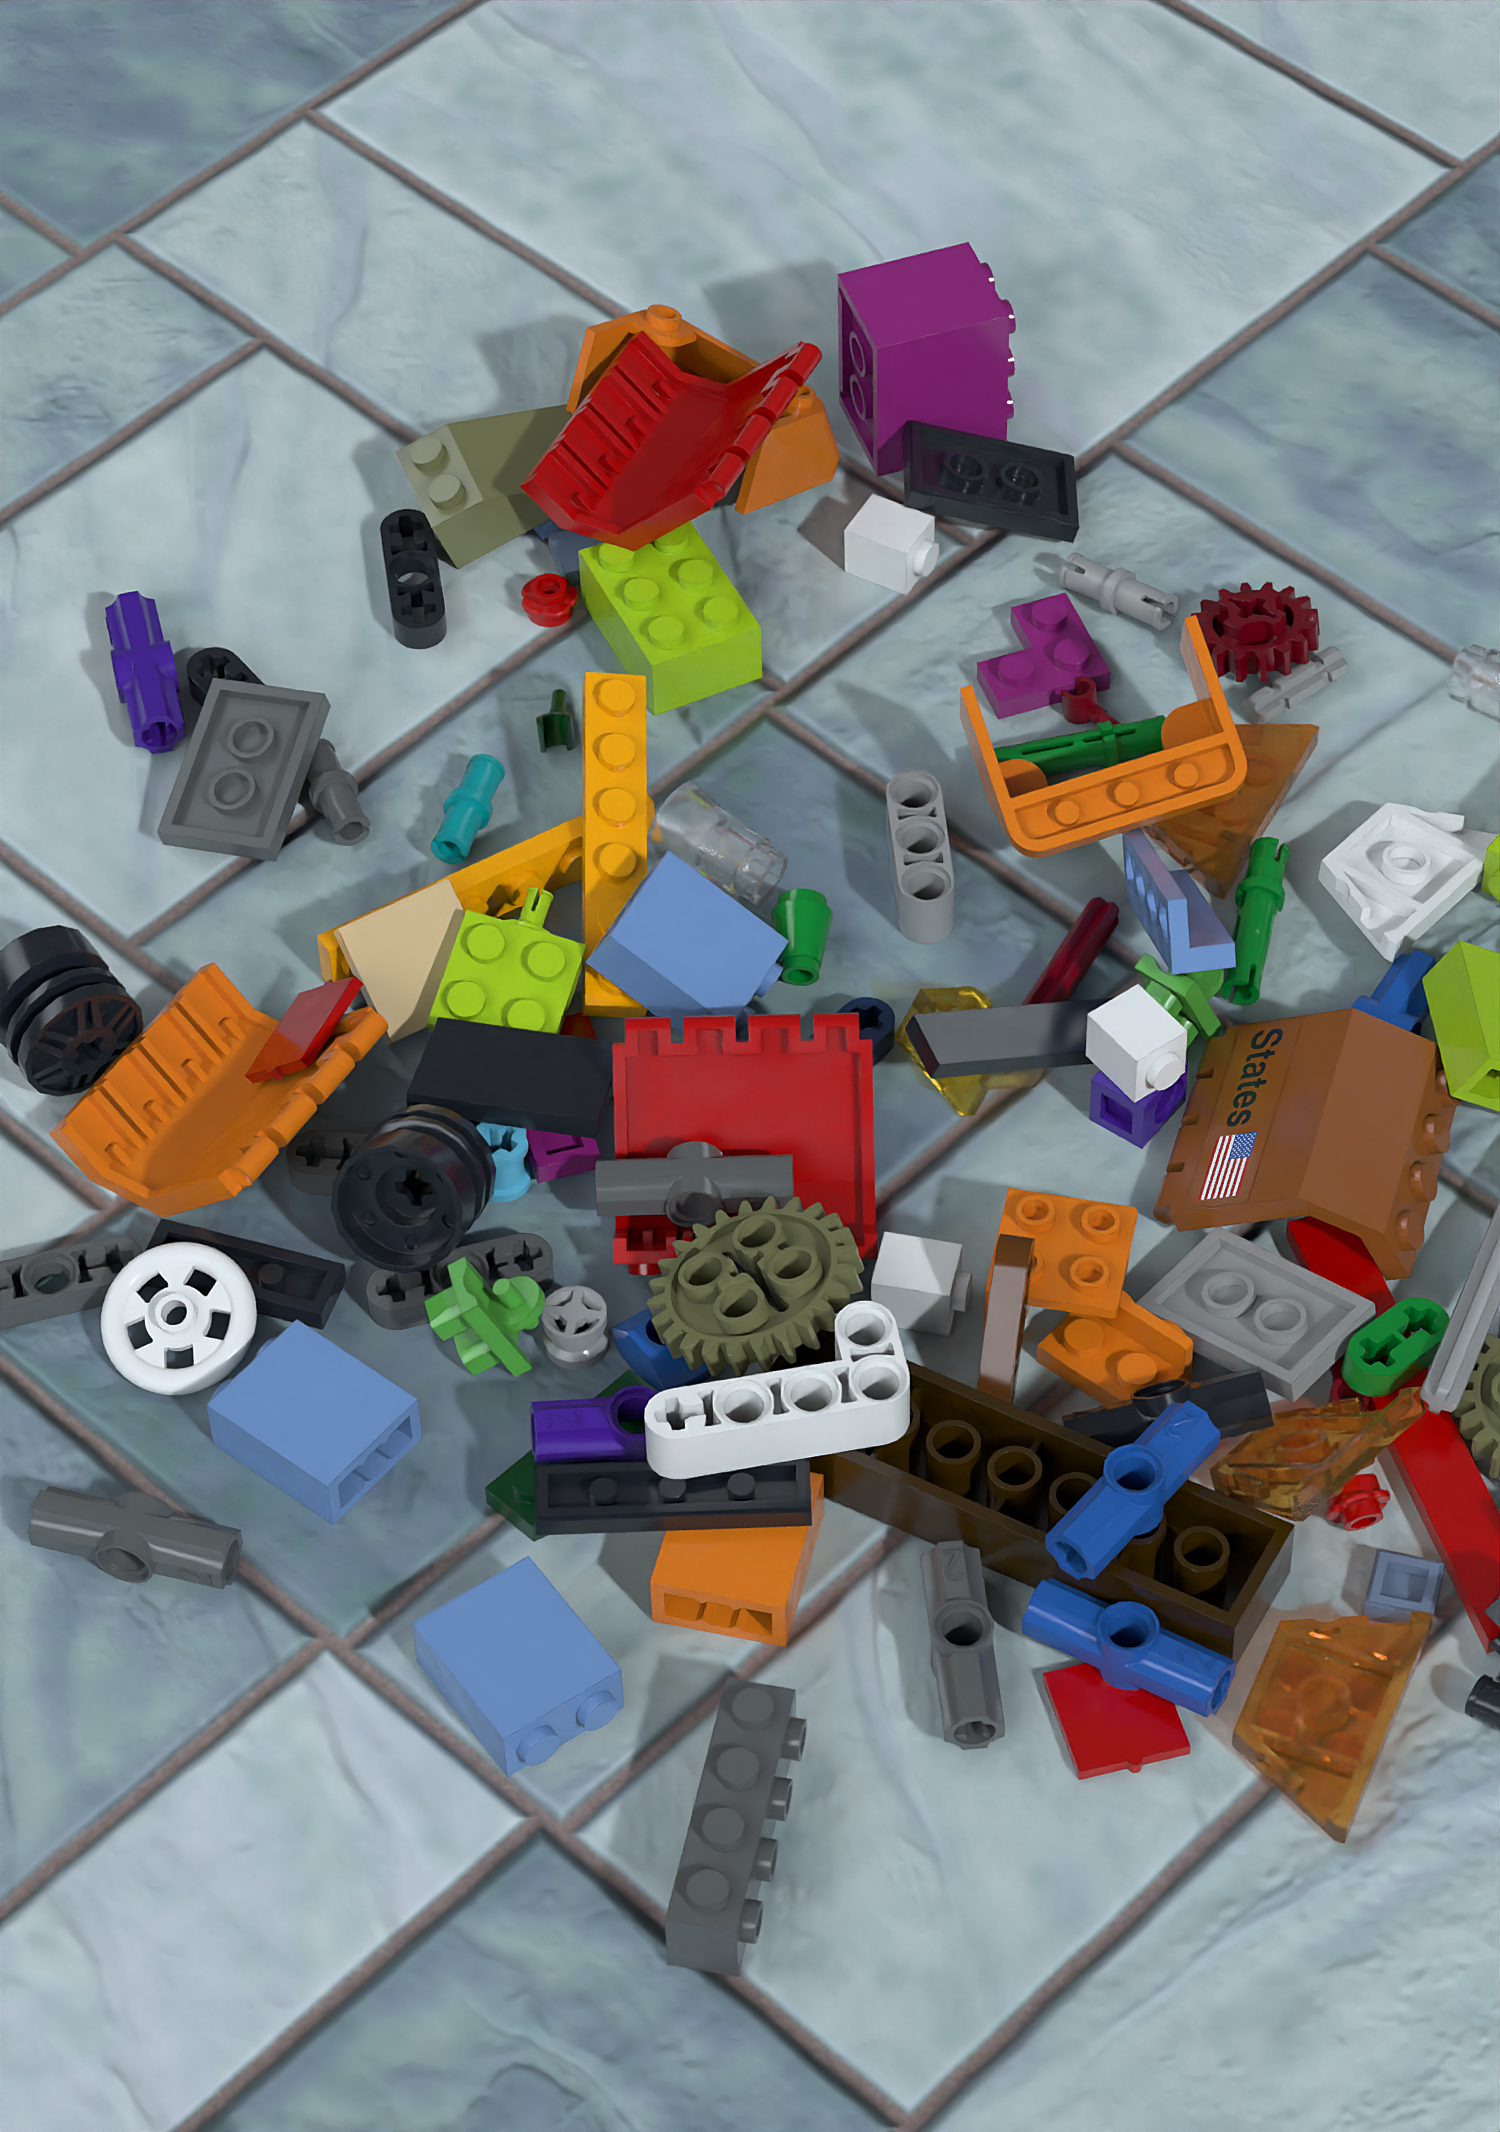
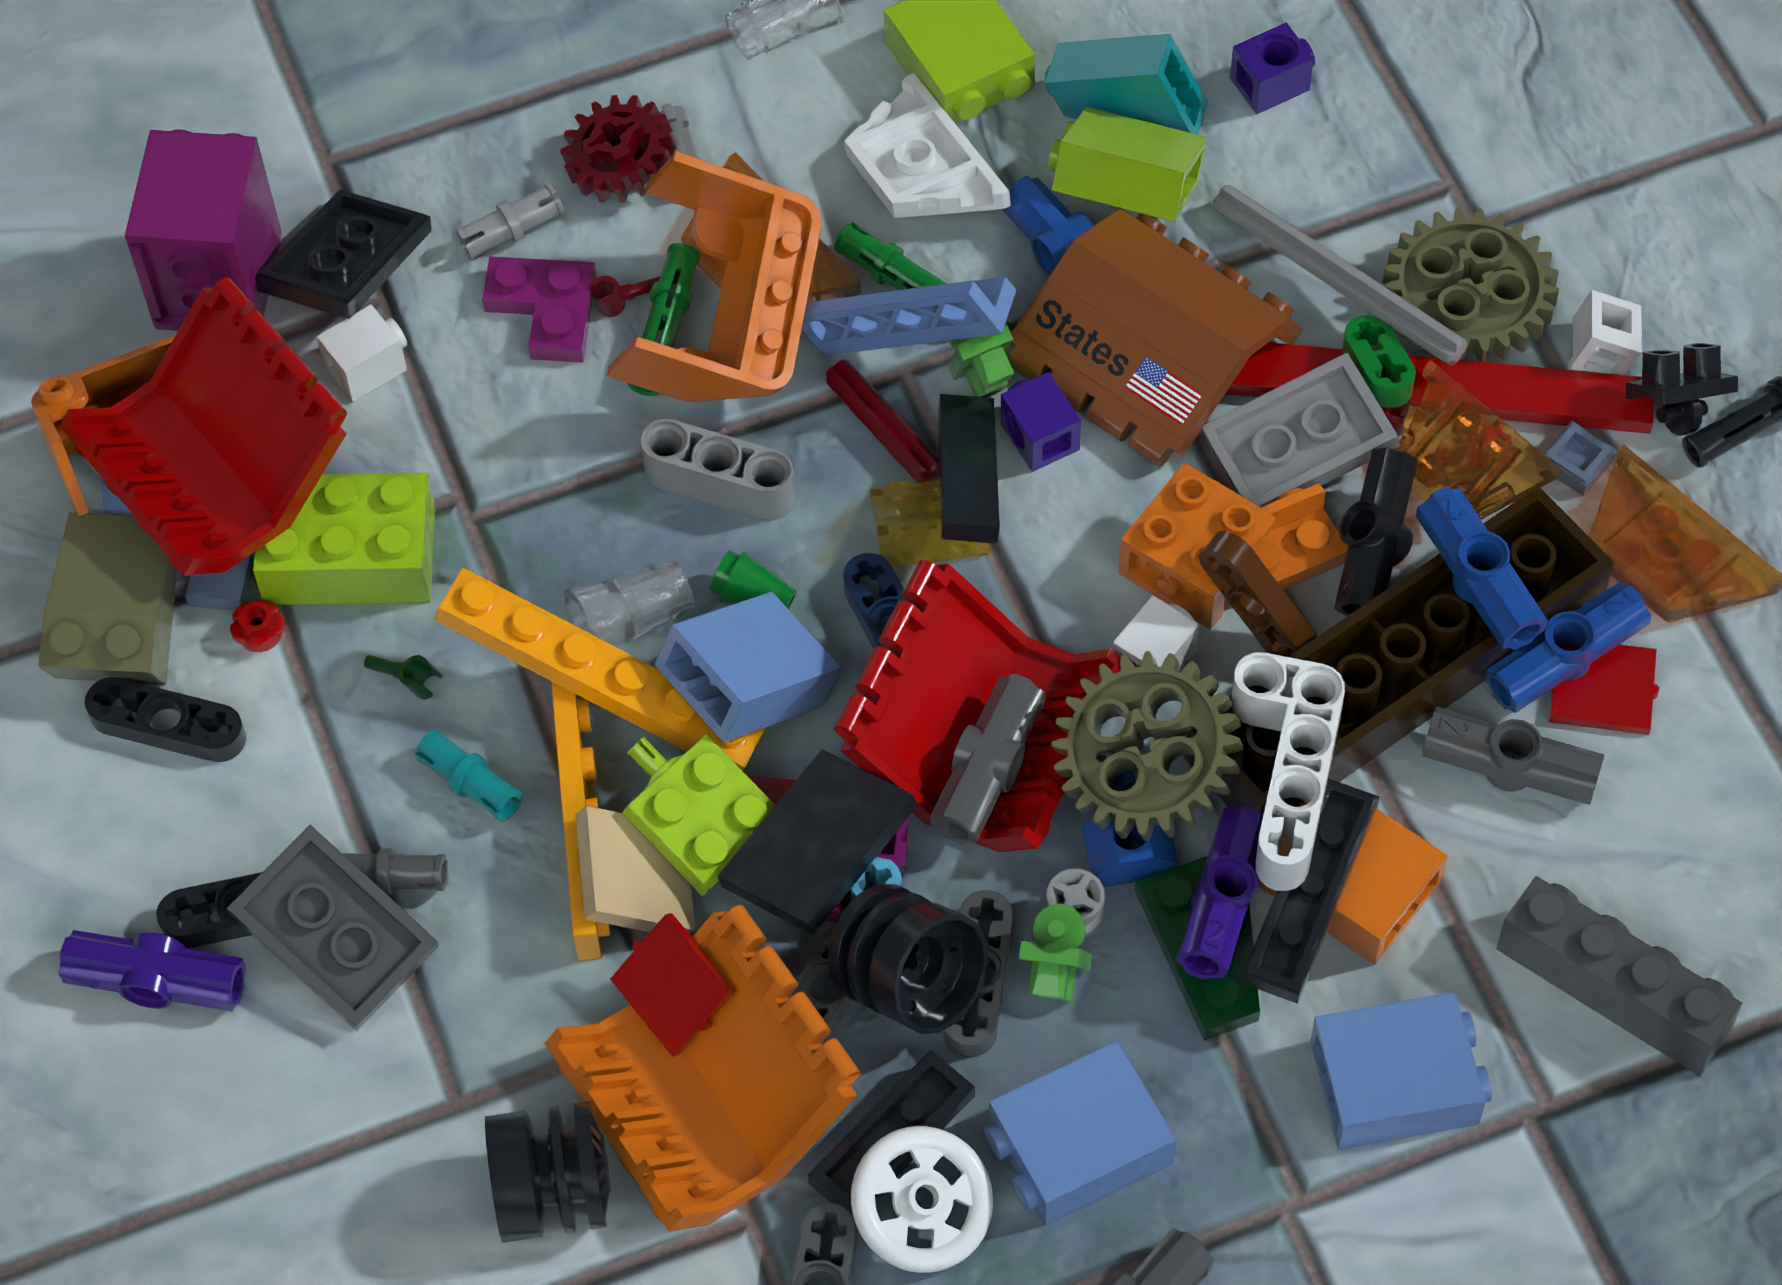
camera: 65 degrees left, 10 degrees up
(1136, 1043) = (1036, 391): white brick -> none

